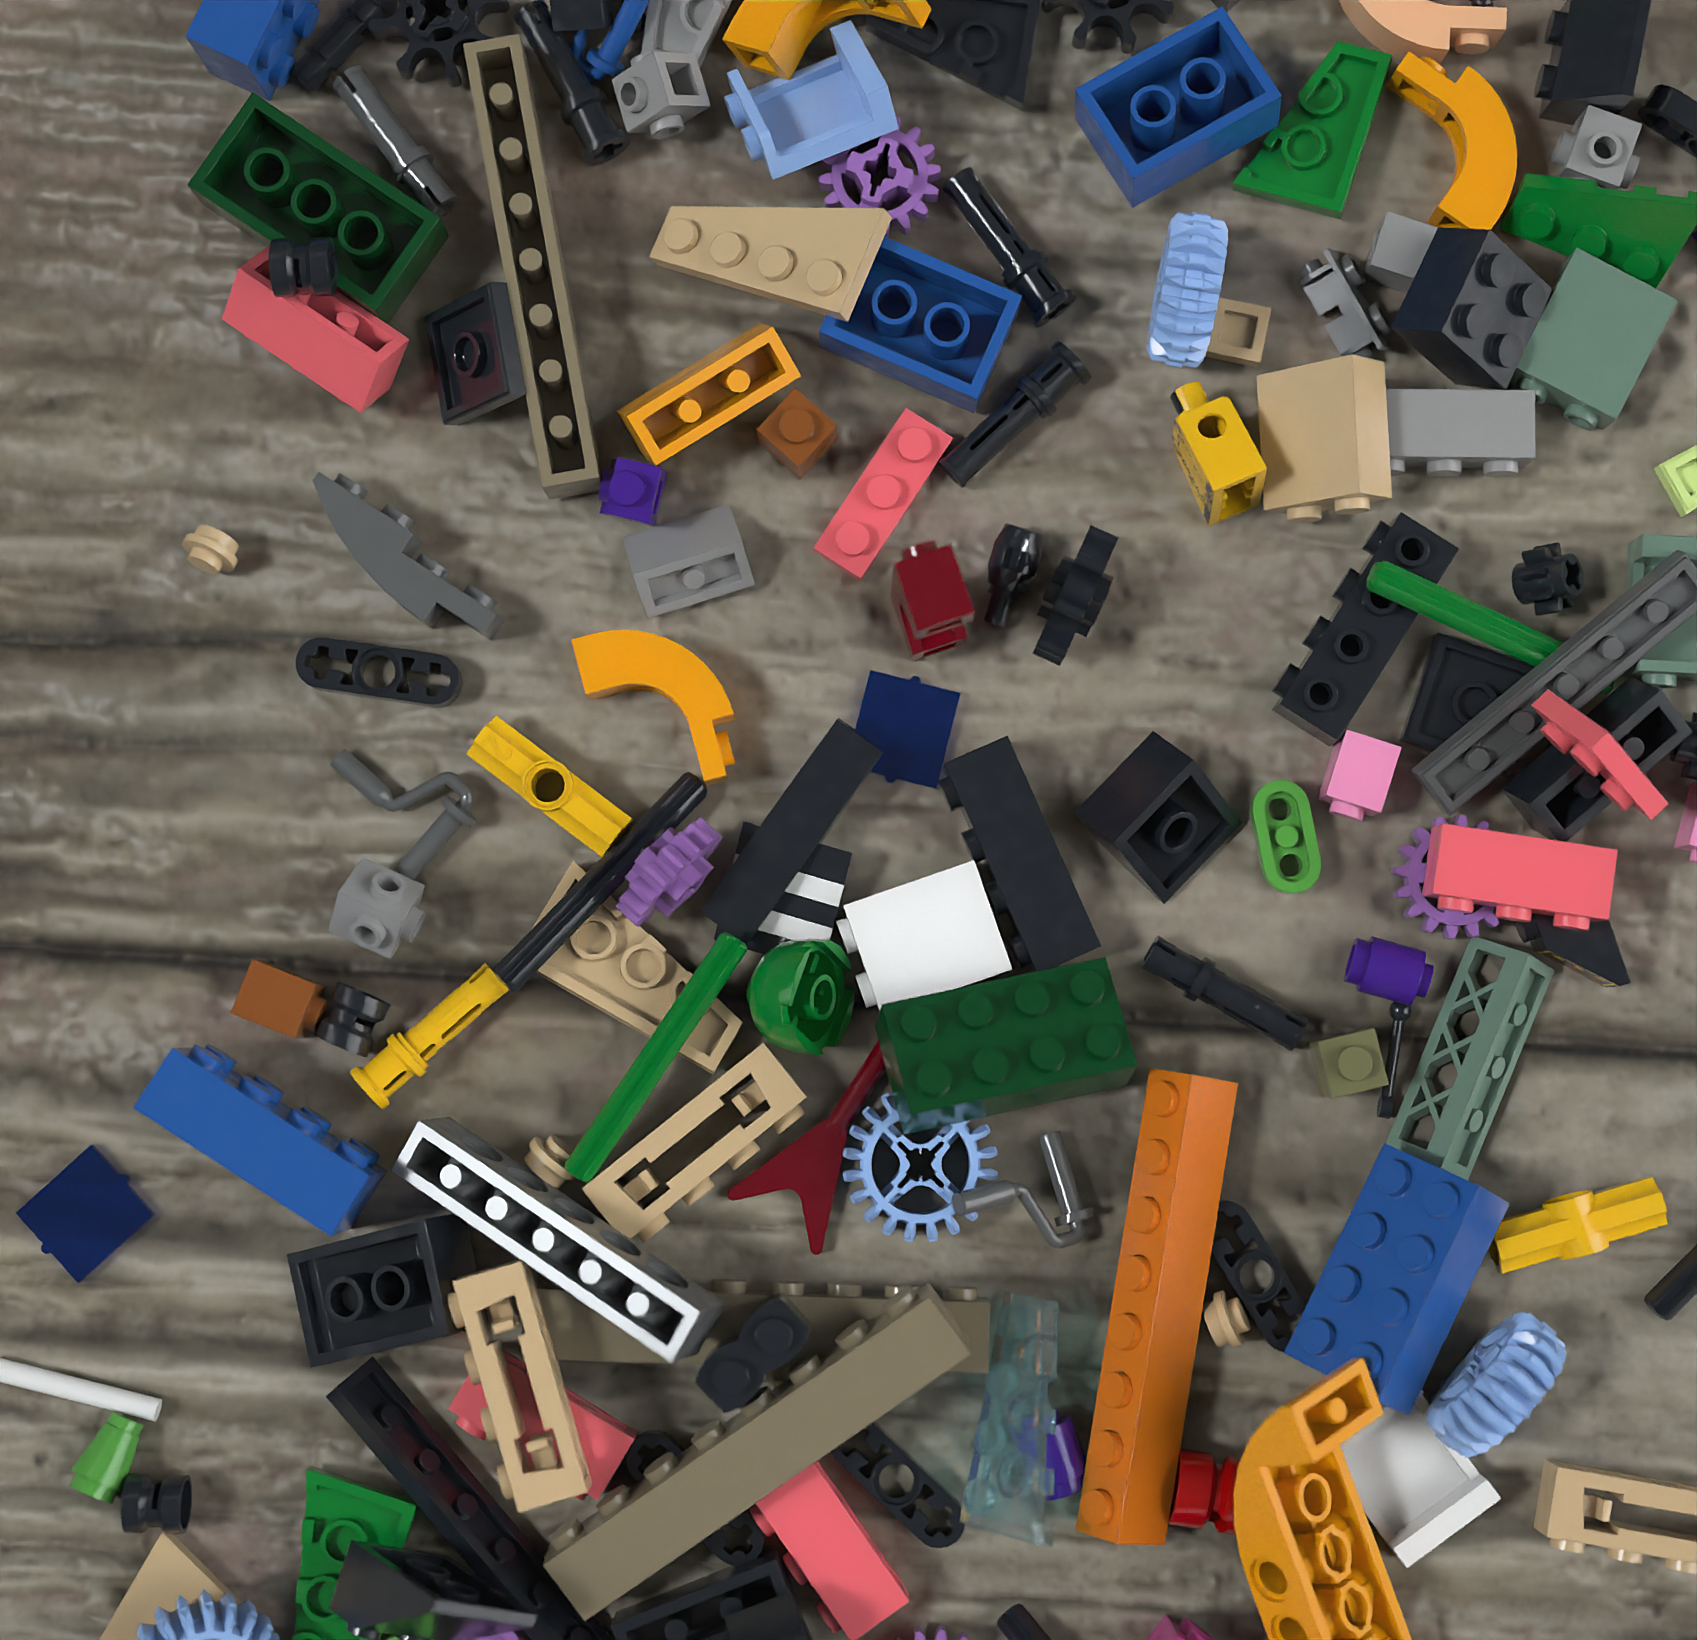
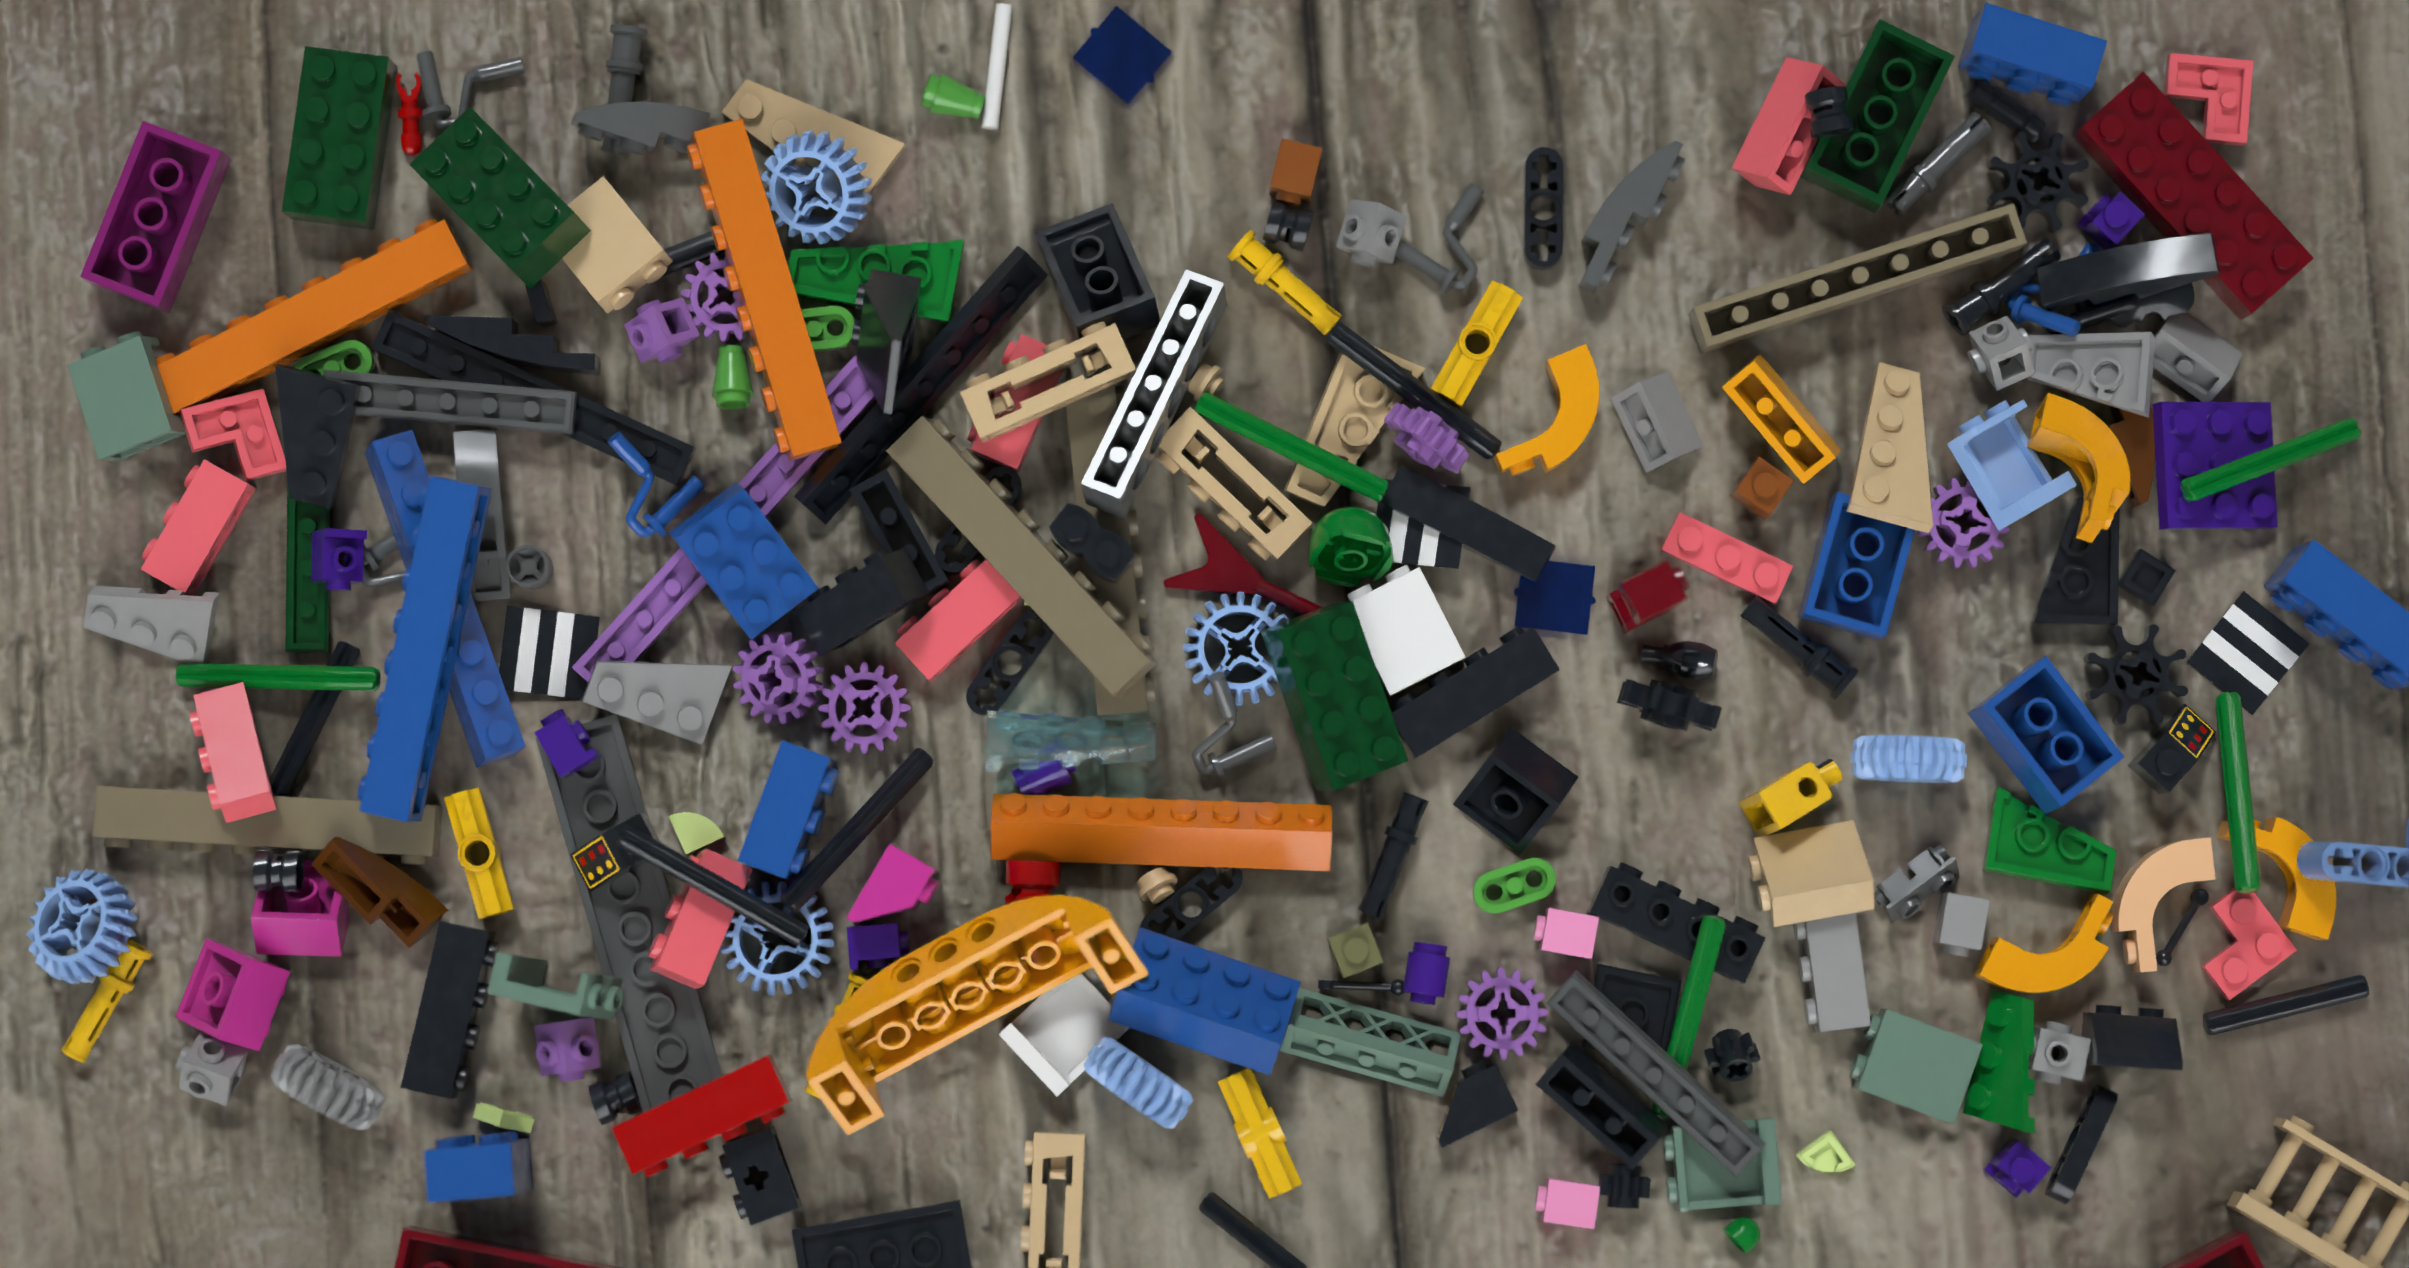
camera: 80 degrees right, 0 degrees up
(156, 1503) = (925, 136): black wheel -> none
(211, 550) = (1615, 74): tan plate -> none
(261, 1138) = (1194, 174): blue brick -> none
(475, 354) = (1786, 244): black tile -> none
(632, 491) = (1701, 373): dark purple brick -> none
(1022, 266) = (1911, 638): black pin -> none
(1239, 332) = (1885, 803): tan plate -> none
(1472, 307) = (1925, 970): black brick -> none
(1519, 876) = (1508, 1052): coral brick -> none
(1598, 753) = (1605, 1091): coral plate -> none

